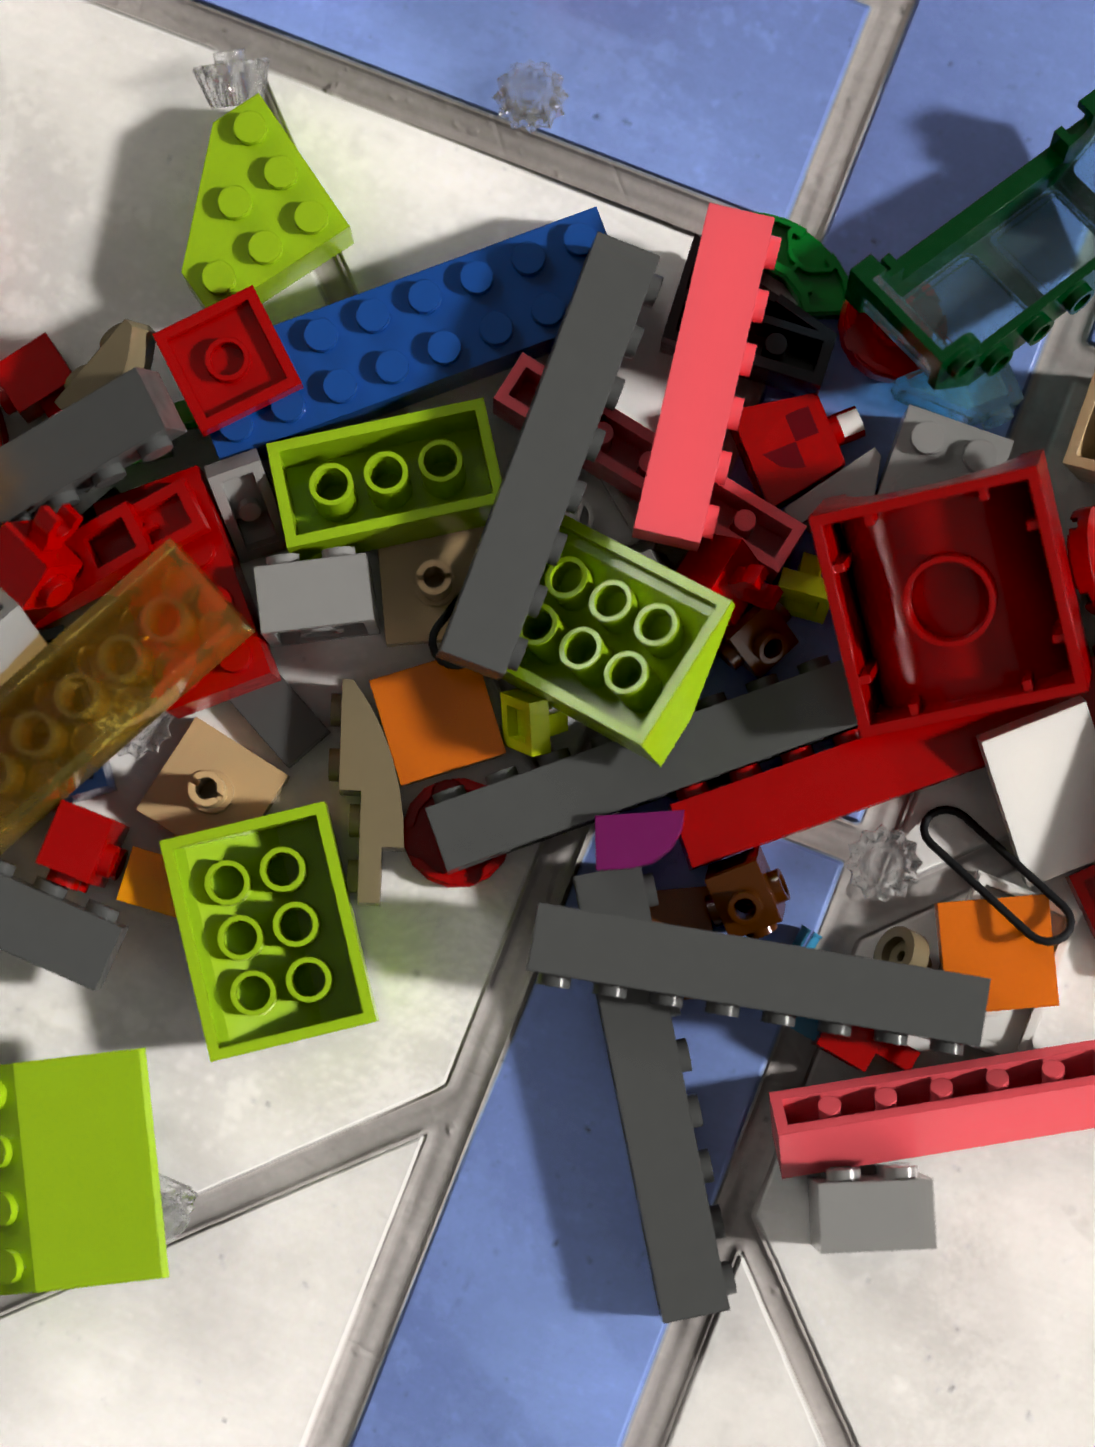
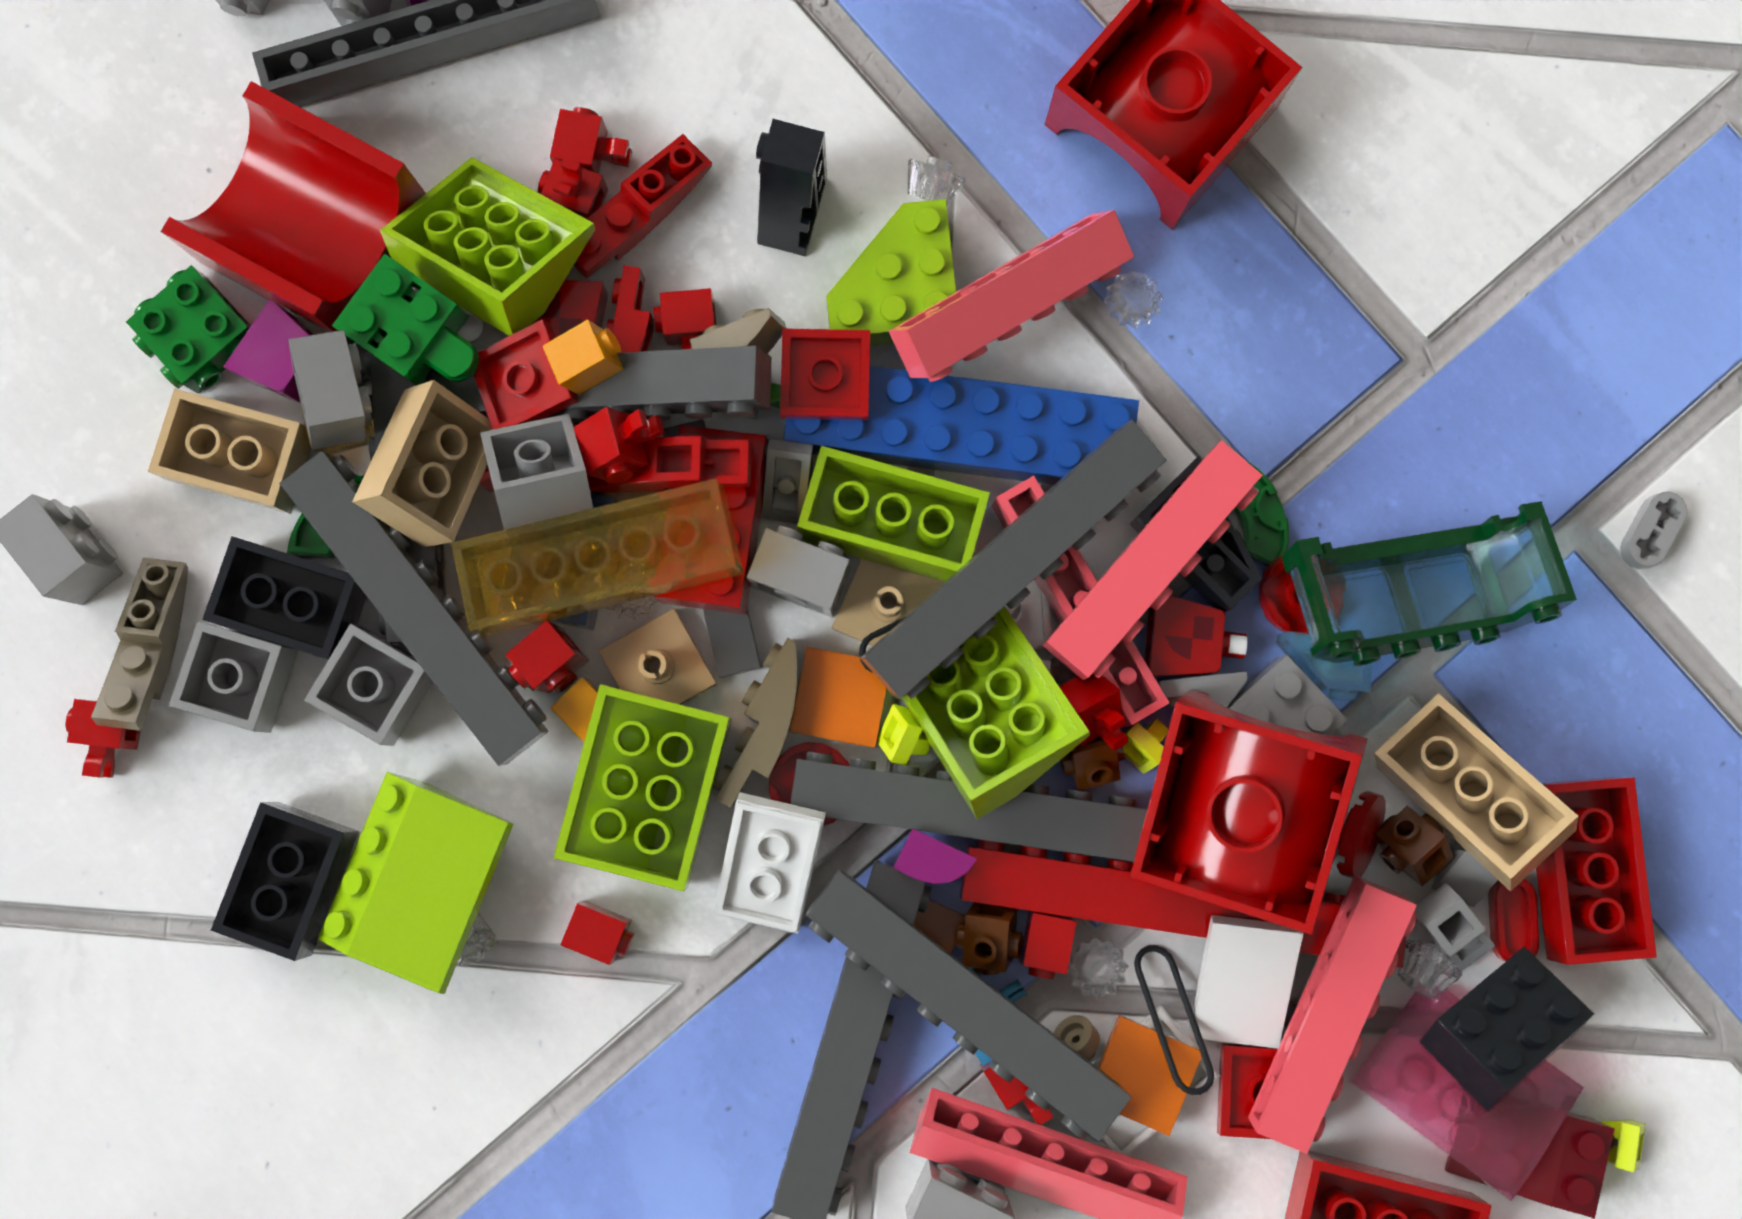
camera: 25 degrees right, 0 degrees up
(74, 168) = (790, 185): none -> black wedge
(305, 1123) = (598, 933): none -> red brick
(391, 162) = (1011, 295): none -> coral brick
(455, 941) = (769, 862): none -> white tile
(814, 867) = (1047, 944): none -> red brick

